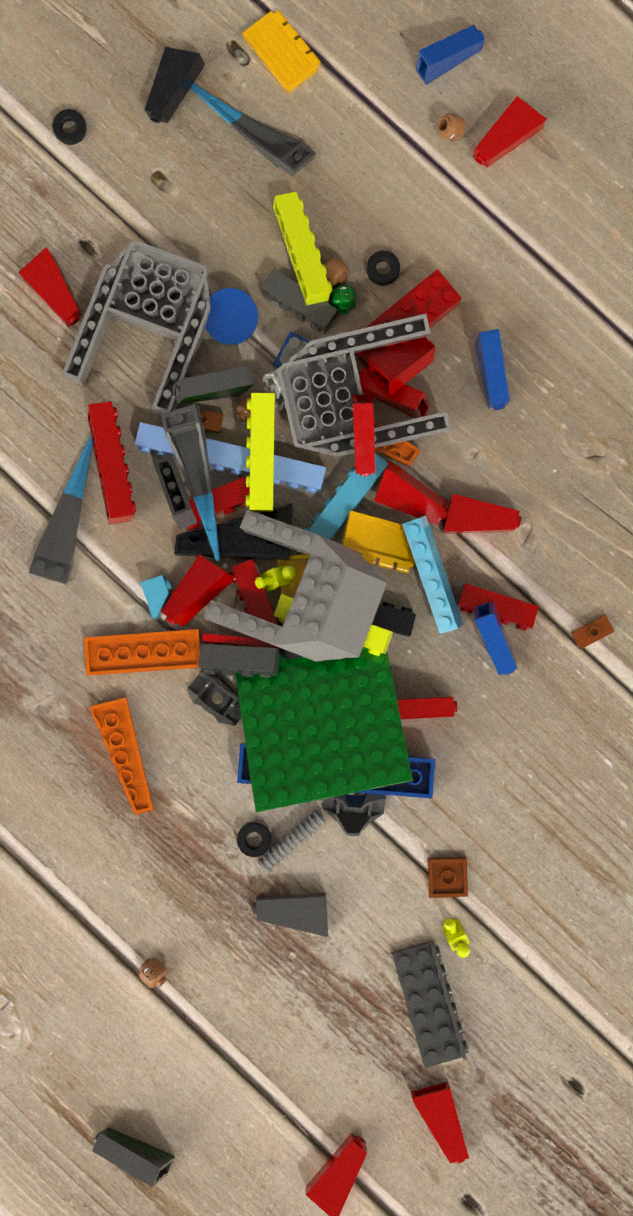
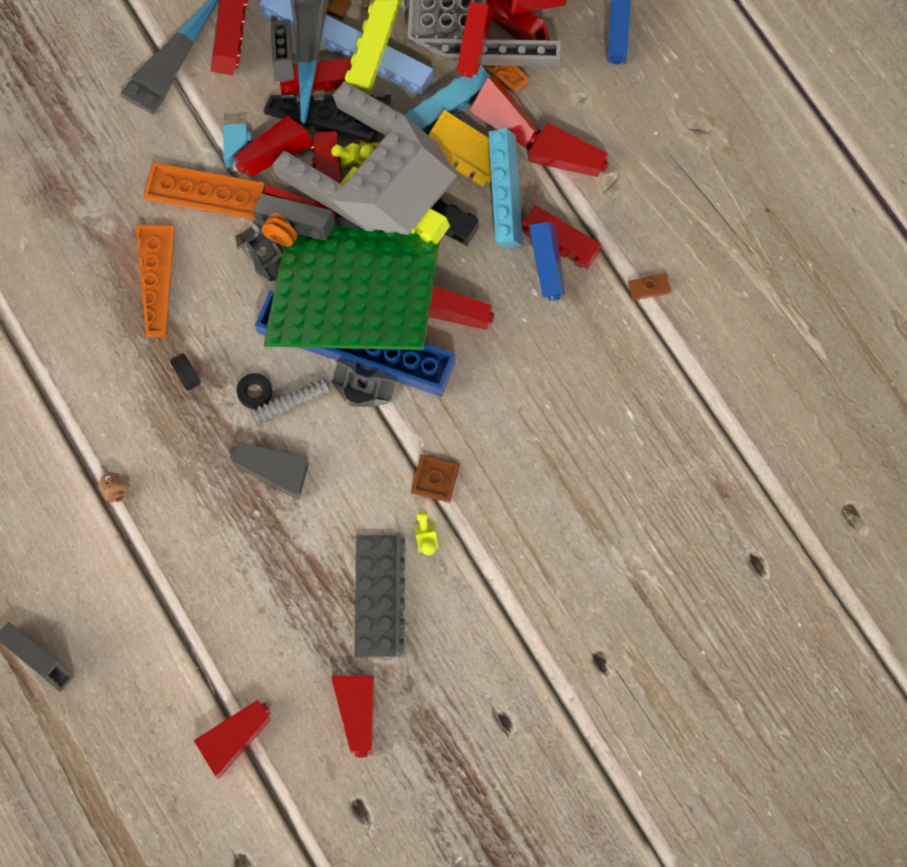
camera: 15 degrees right, 15 degrees down
(184, 844) = (185, 372): none -> black tyre
(230, 682) = (279, 230): none -> orange piece

